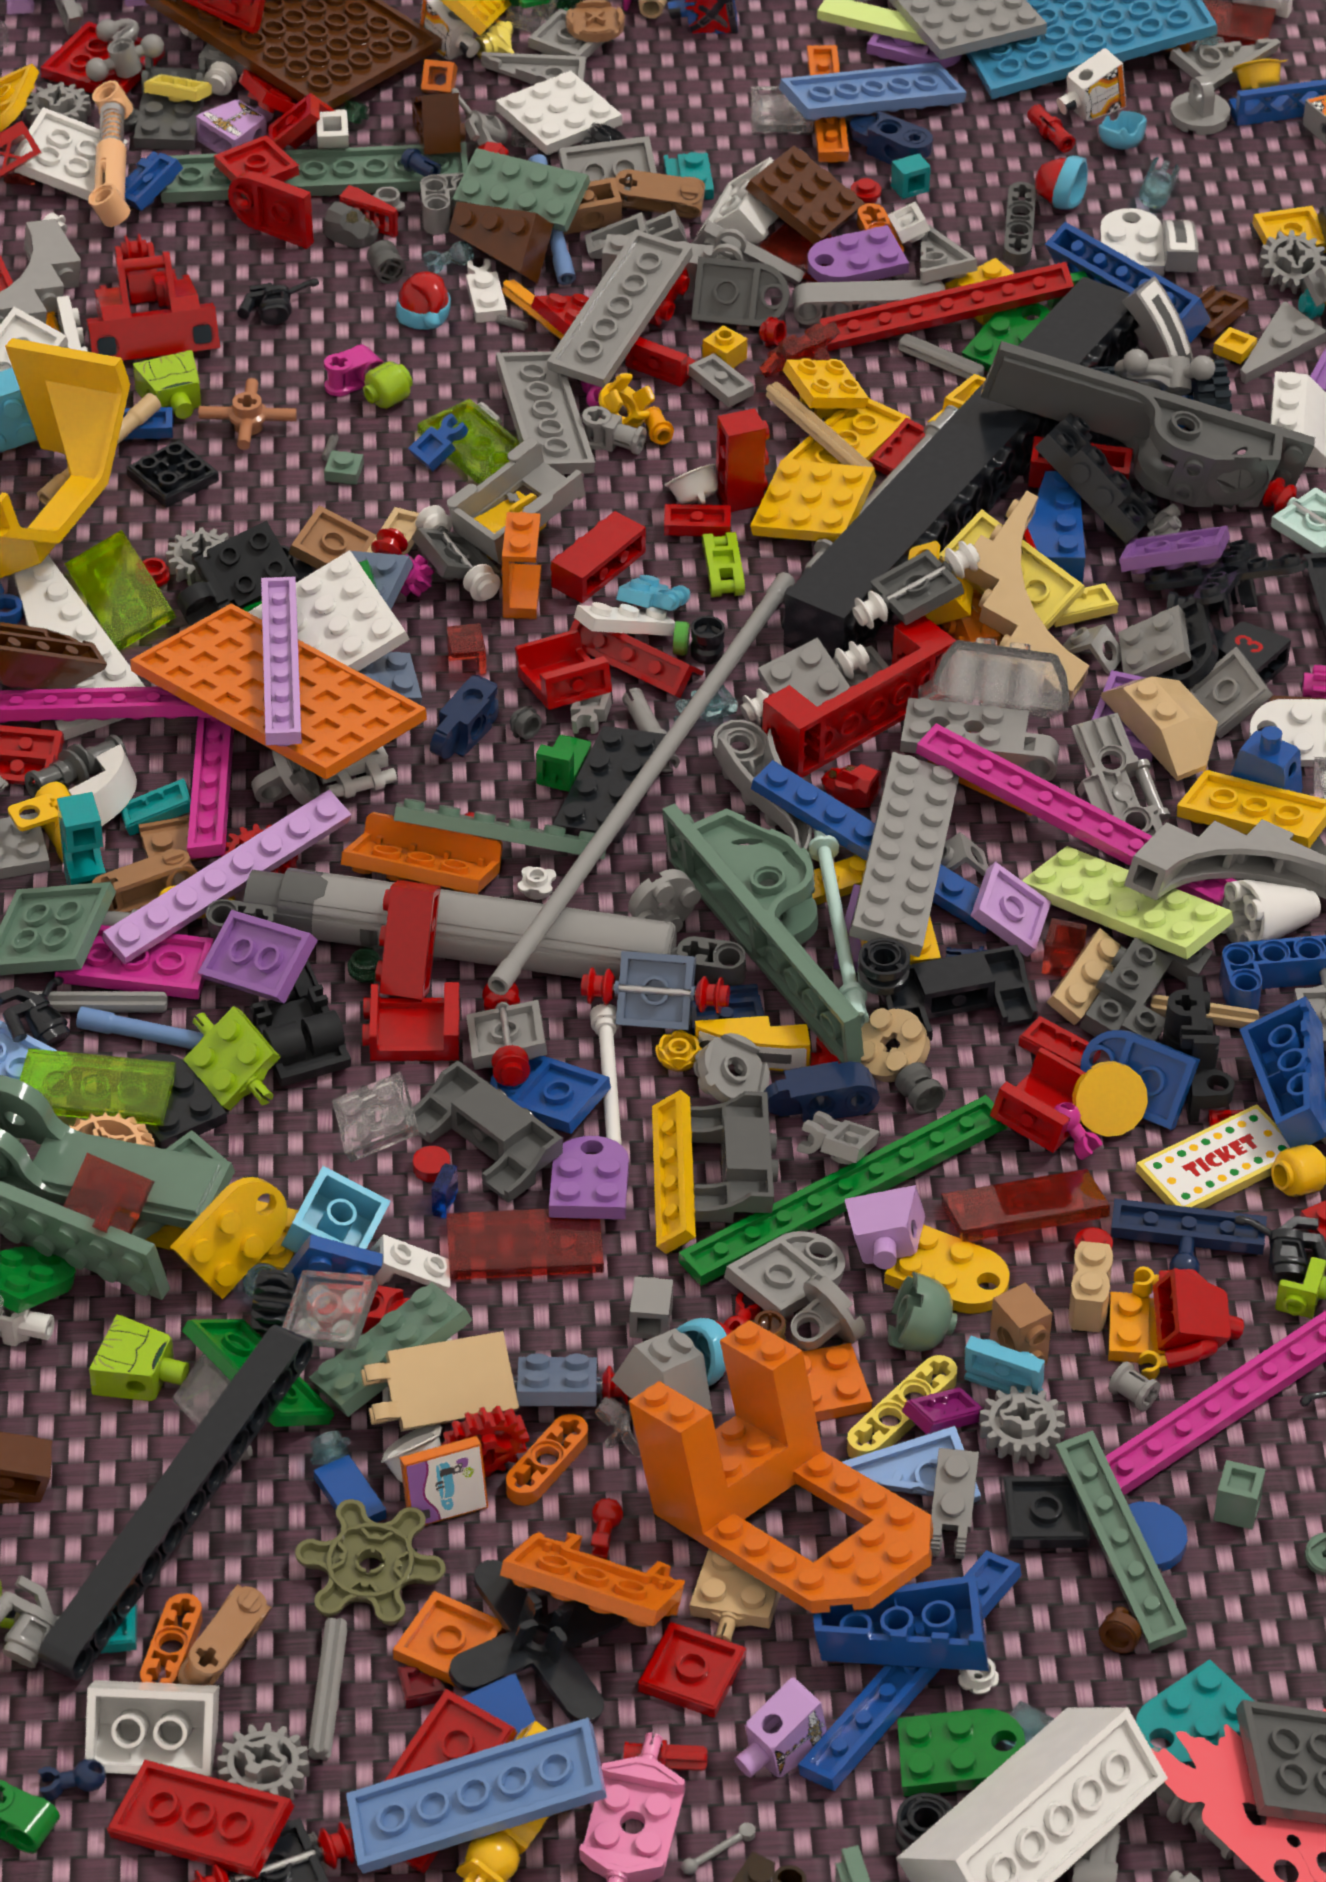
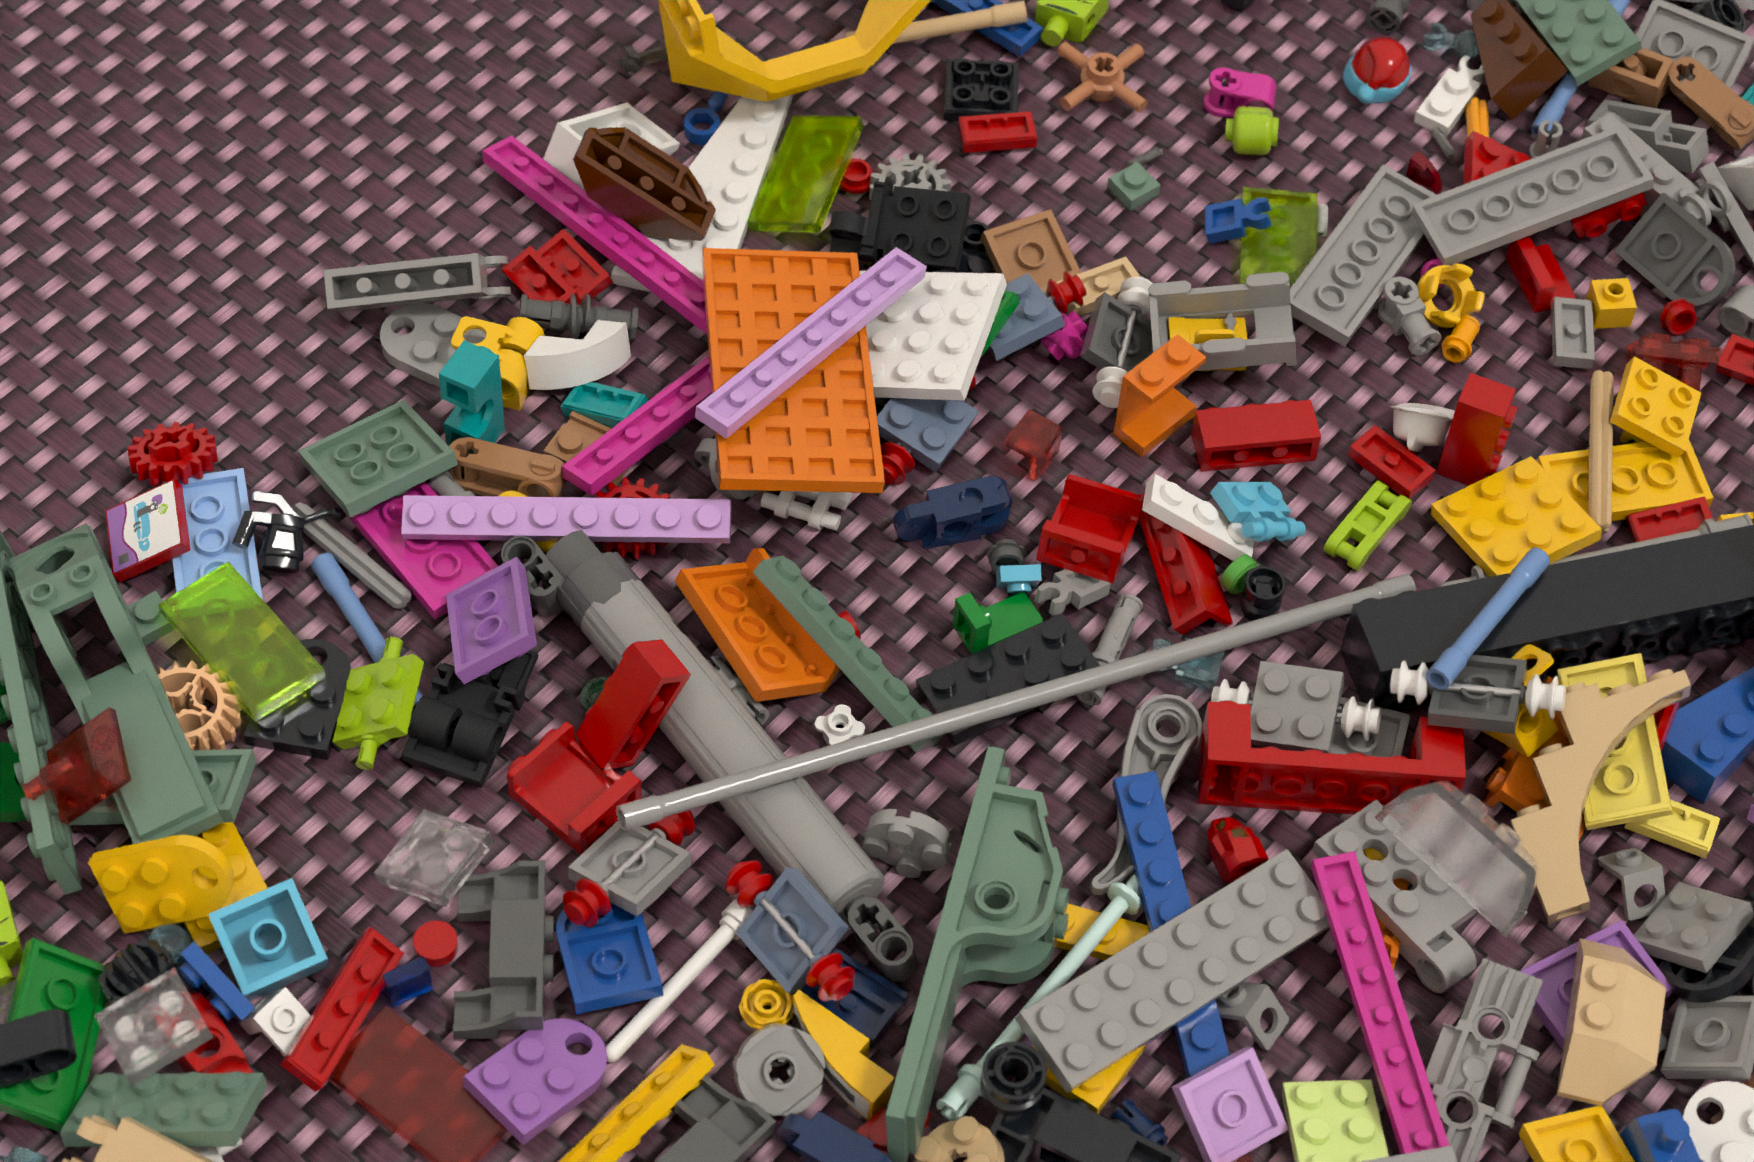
camera: 40 degrees right, 10 degrees up
(216, 489) = (997, 132): none -> red plate
(426, 1228) = (341, 1009): none -> red tile
(524, 342) = (1424, 173): none -> dark red tile
(548, 727) = (1018, 578): none -> medium azure plate
(582, 278) = (1546, 140): none -> light grey pin
(886, 574) = (1455, 657): none -> medium blue piece

